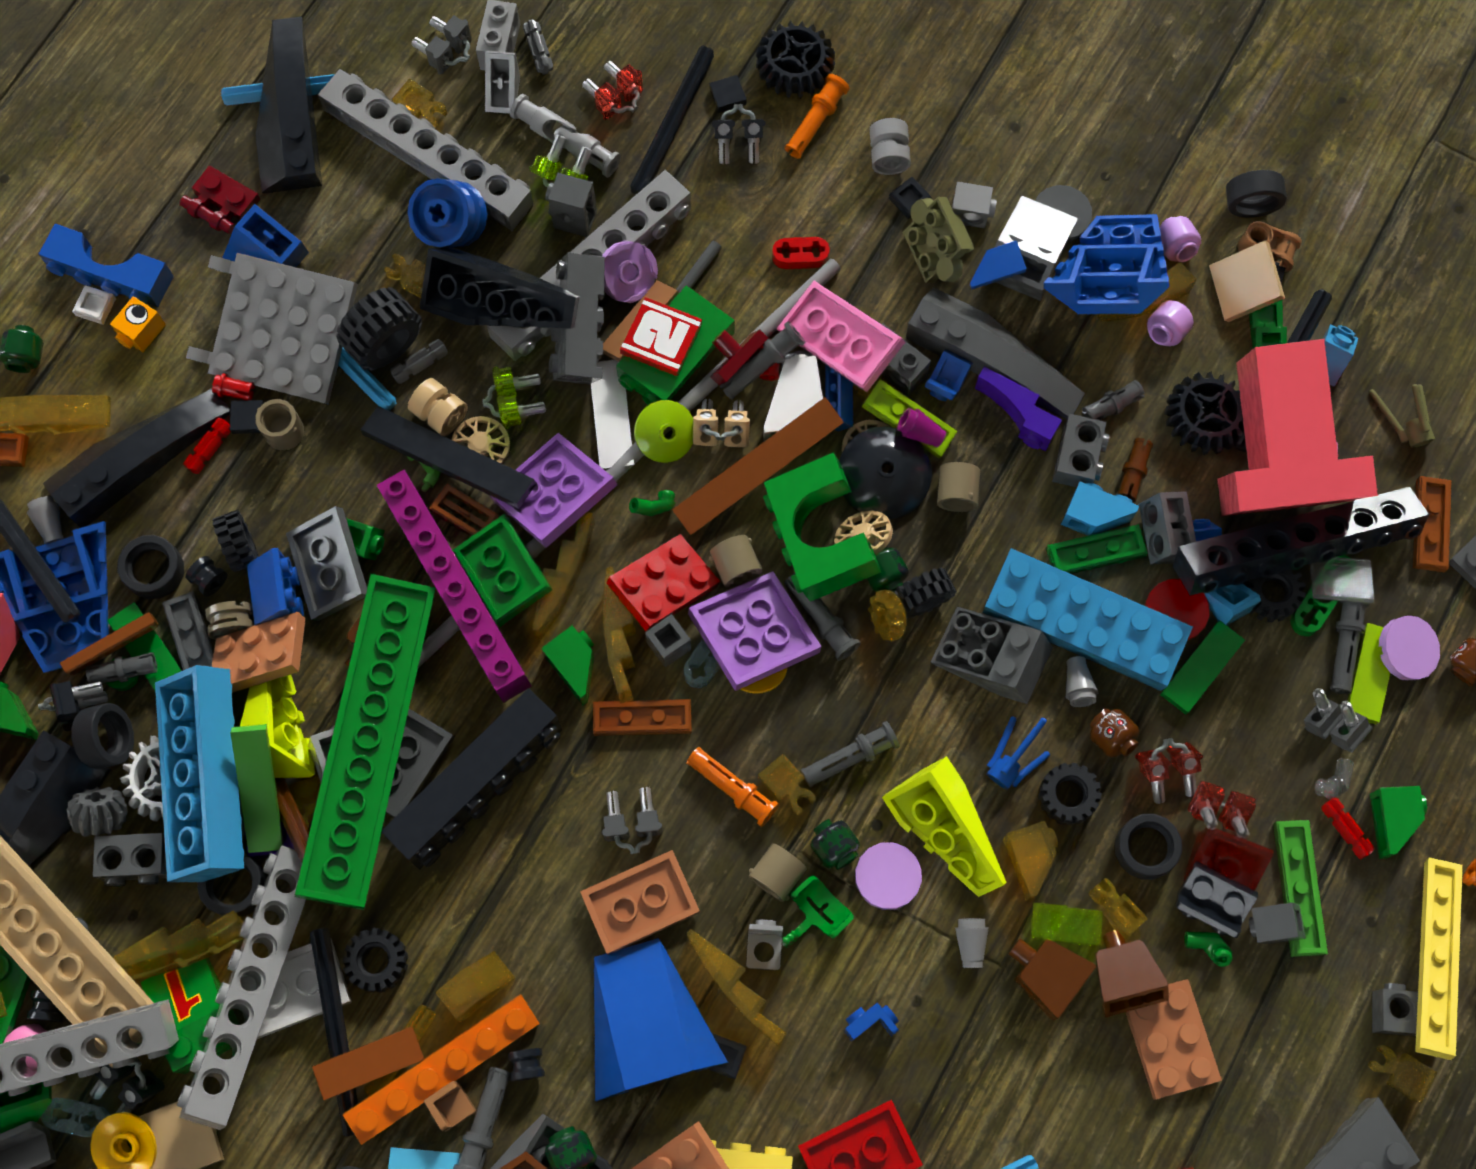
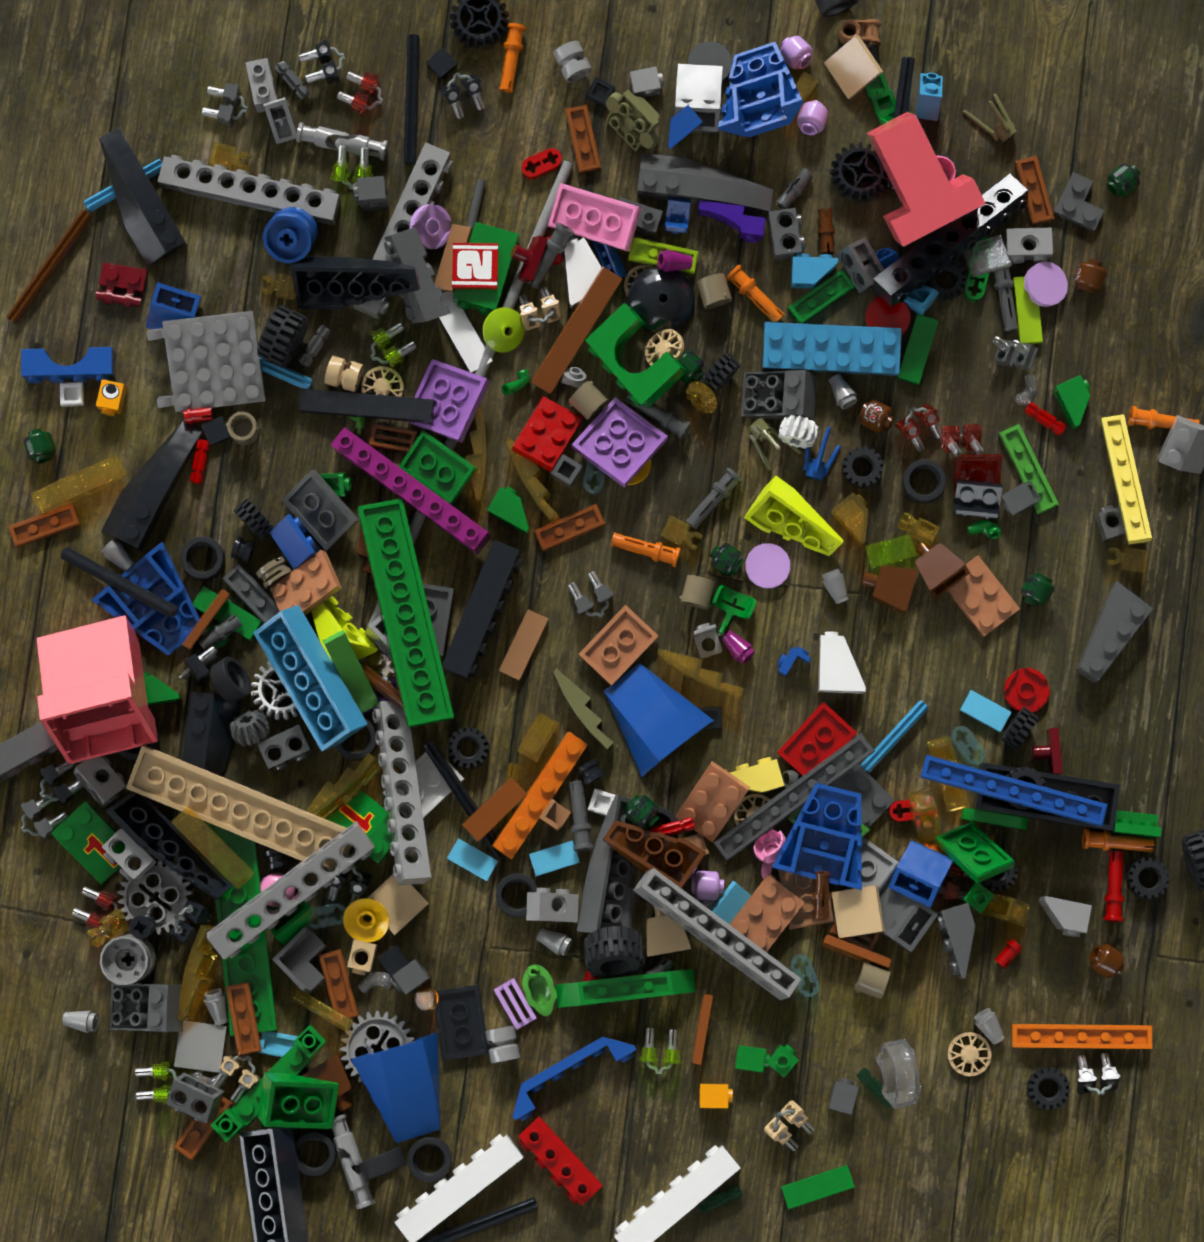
camera: 20 degrees left, 10 degrees up
(143, 148) = (49, 267): none -> reddish brown axle
(311, 1122) = (472, 859): none -> medium azure tile
(513, 849) = (523, 645): none -> medium nougat tile
(522, 1113) = (600, 802): none -> white tile
(550, 959) = (578, 701): none -> olive slope
(590, 31) = (329, 70): none -> piece
(730, 524) = (574, 377): none -> light grey plate
(803, 972) = (738, 647): none -> magenta cone
(865, 244) = (583, 139): none -> dark orange tile
(931, 1057) = (837, 667): none -> white slope
(951, 692) = (762, 431): none -> olive plant
(1000, 710) = (798, 431): none -> white gear
(1005, 501) = (747, 287): none -> orange pin
(1257, 1063) = (1037, 589): none -> dark green head
(1420, 584) = (1040, 239): none -> light grey brick

